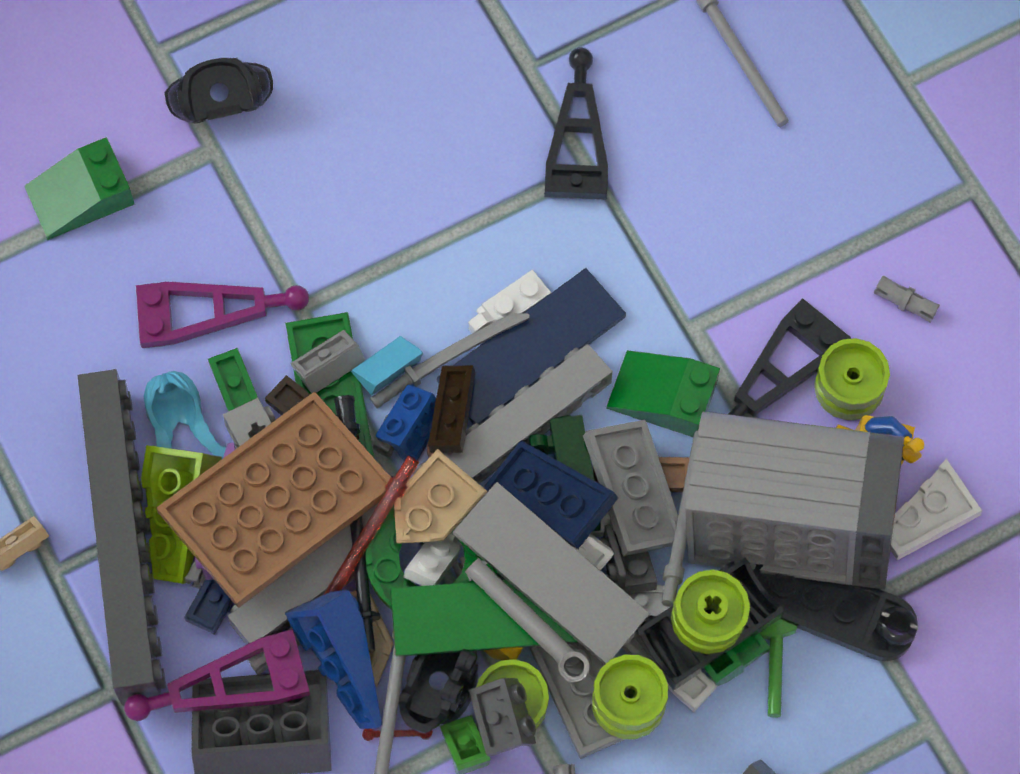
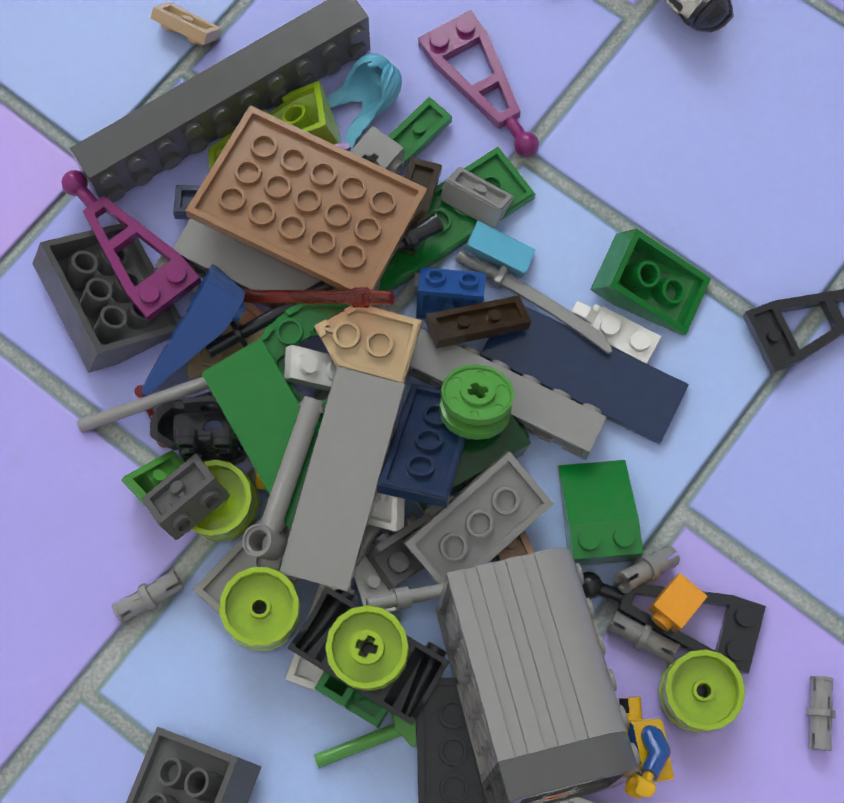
camera: 65 degrees right, 5 degrees up
(478, 255) = (650, 281): none -> green slope
(531, 437) = (476, 401): none -> bright green wheel
(732, 373) = (647, 569): none -> light grey pin
(772, 362) = (676, 603): none -> light orange brick
(787, 404) = (643, 637): none -> light grey pin

